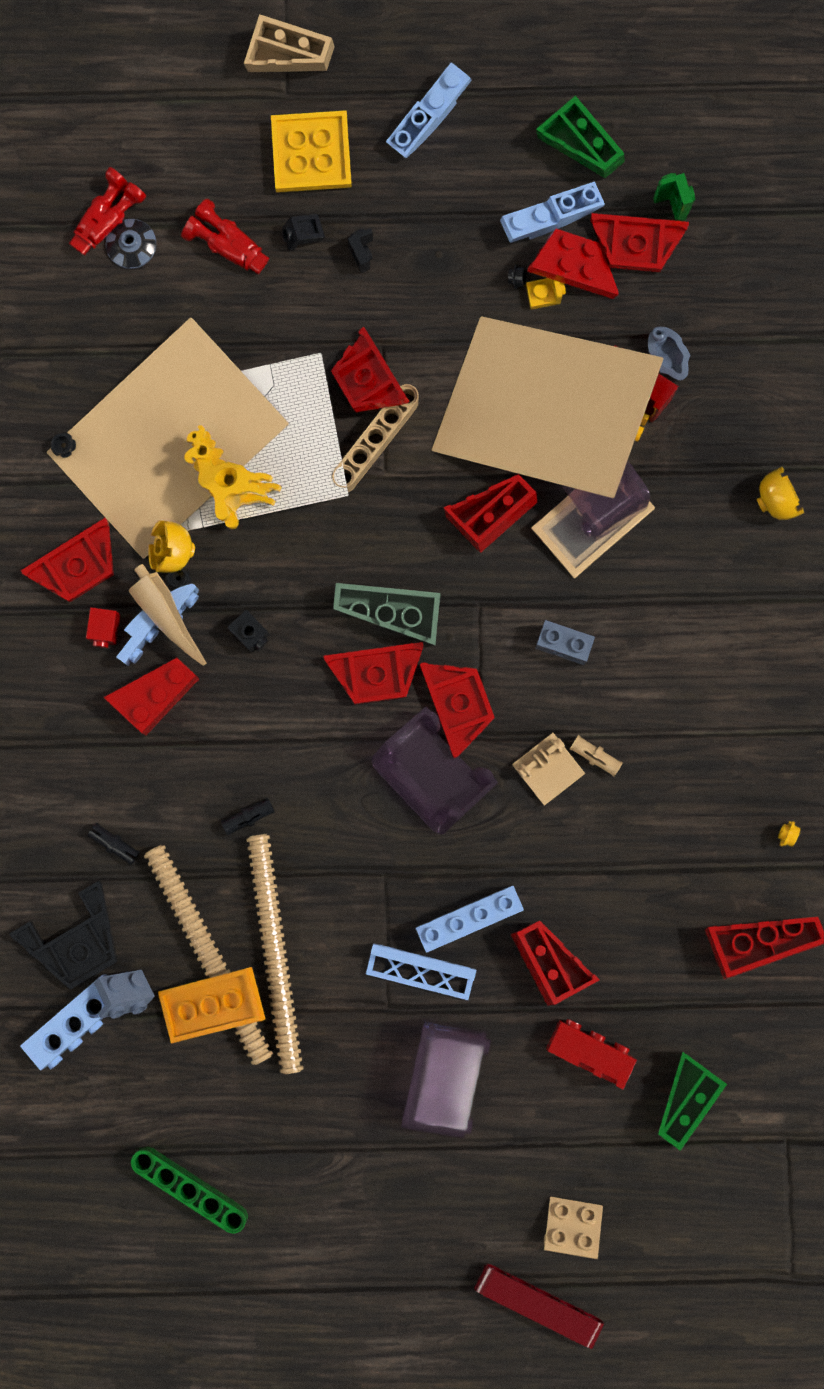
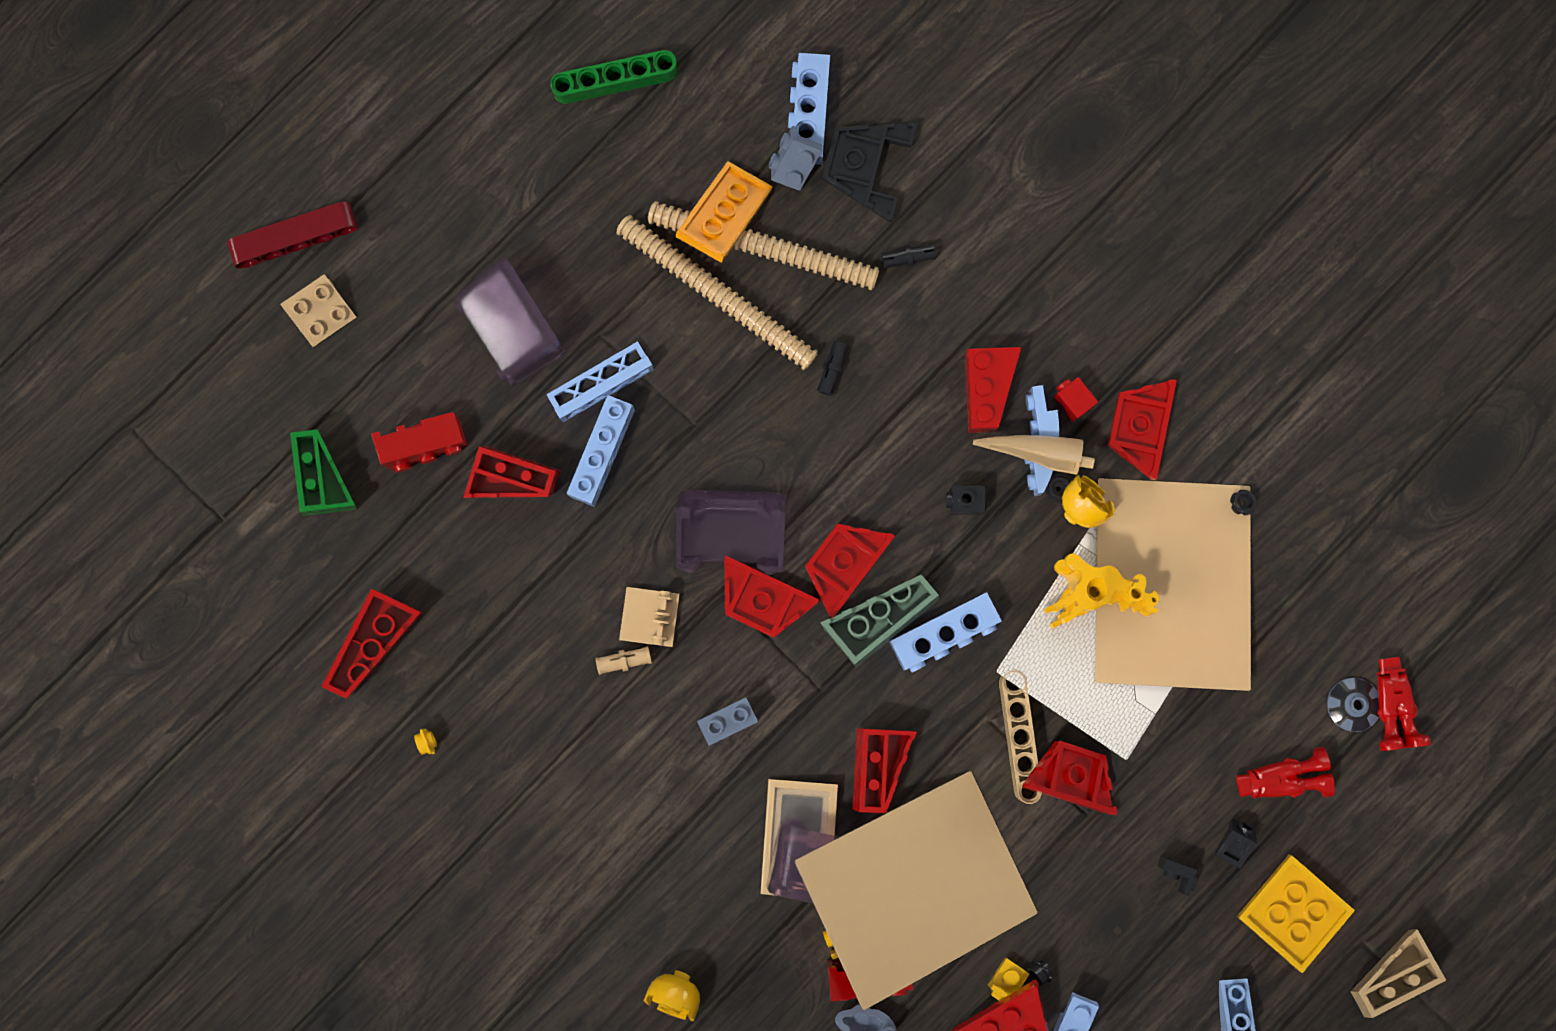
camera: 135 degrees right, 0 degrees up
(390, 576) = (980, 608): none -> light blue brick

